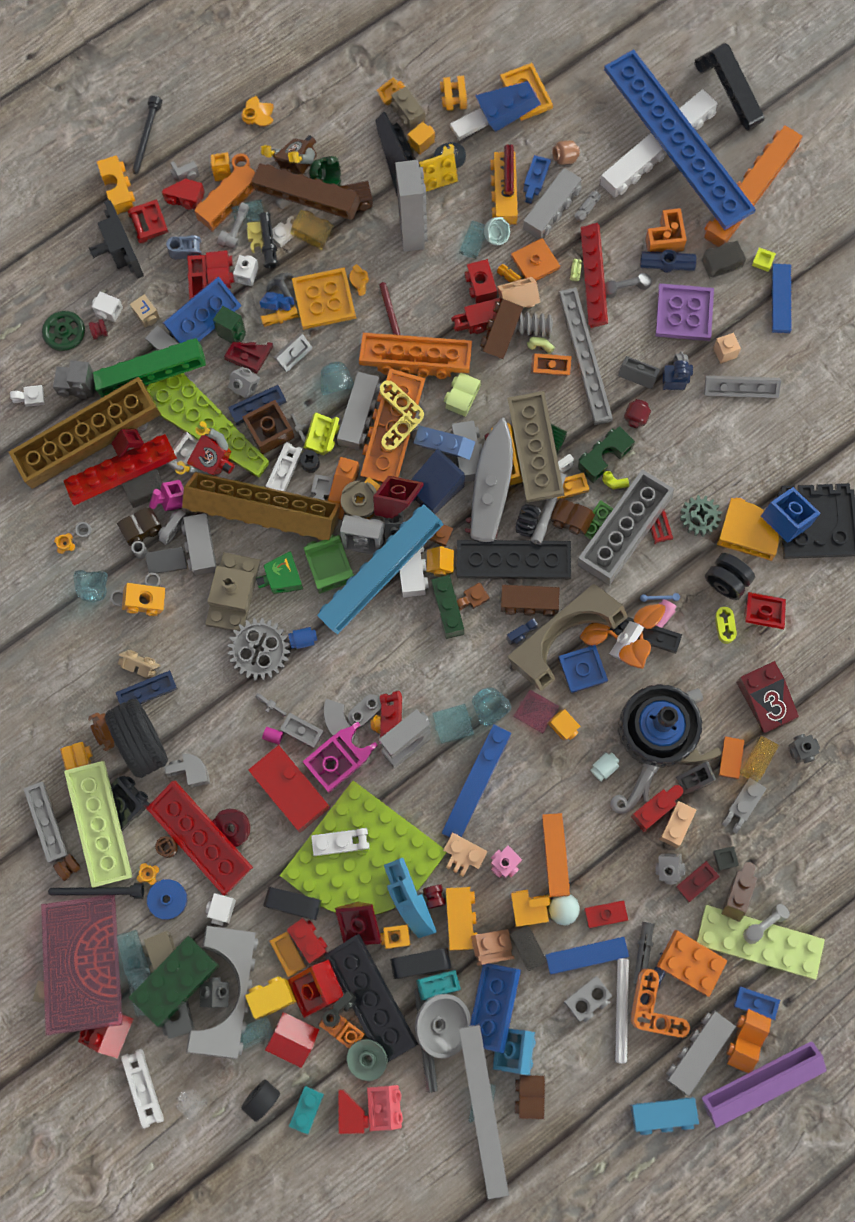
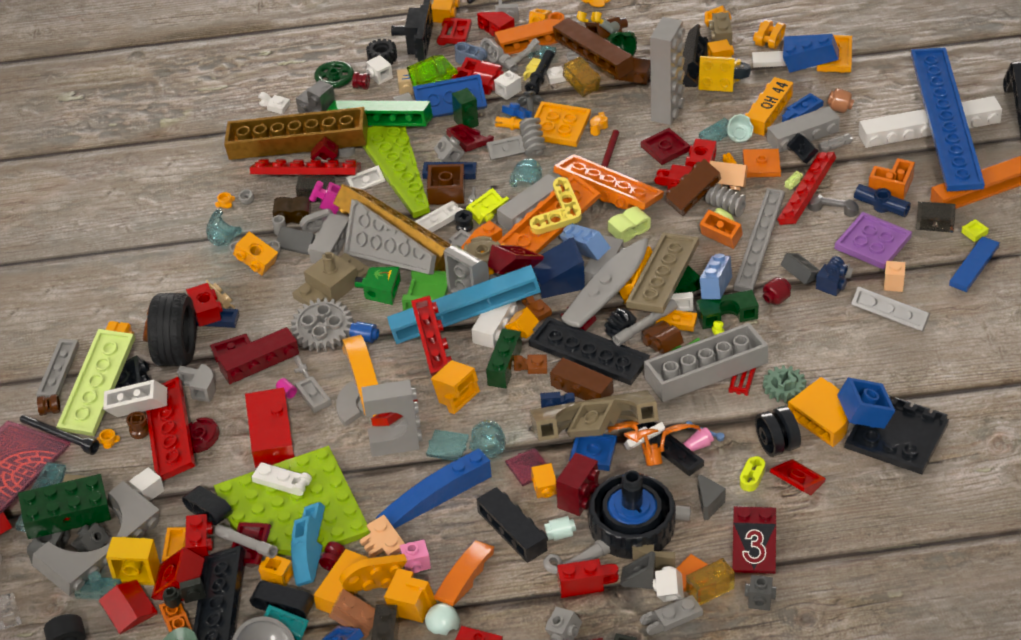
camera: 30 degrees right, 30 degrees down
(89, 274) = (384, 48): none -> black tyre
(145, 694) = (205, 304): none -> red brick
(151, 827) = (135, 398): none -> white brick
(169, 296) = (431, 70): none -> clear neon green slope
(177, 901) = (109, 462): blue plate -> none
(191, 716) = (228, 345): none -> dark red plate
(207, 233) = (493, 49): none -> light grey plate
(209, 454) = (384, 181): torso -> none
(226, 715) = (258, 355): none -> dark red brick
(255, 533) = (379, 241): none -> light grey wing
(314, 330) = (532, 137): none -> light grey piece
(342, 696) = (360, 363): none -> light orange arch
(343, 752) = (328, 420): dark pink brick -> none
(374, 620) = (430, 333): none -> red brick
(380, 932) = (260, 546): none -> light grey piece
(426, 662) = (455, 385): none -> light orange plate
(439, 281) = (665, 146): none -> dark red plate
(492, 906) = (371, 573): none -> light orange plate
(509, 169) = (777, 89): dark red axle -> none
(564, 783) = (512, 524): none -> black brick
(566, 228) = (803, 147): none -> black bracket
(573, 643) = (594, 418): none -> dark tan plate
(582, 427) = (716, 277): none -> medium blue brick
(598, 718) = (577, 484): none -> dark red brick
(677, 824) = (595, 598): light nougat brick -> none
(707, 670) = (711, 496): none -> dark grey slope
(730, 781) = (668, 584): none -> white brick

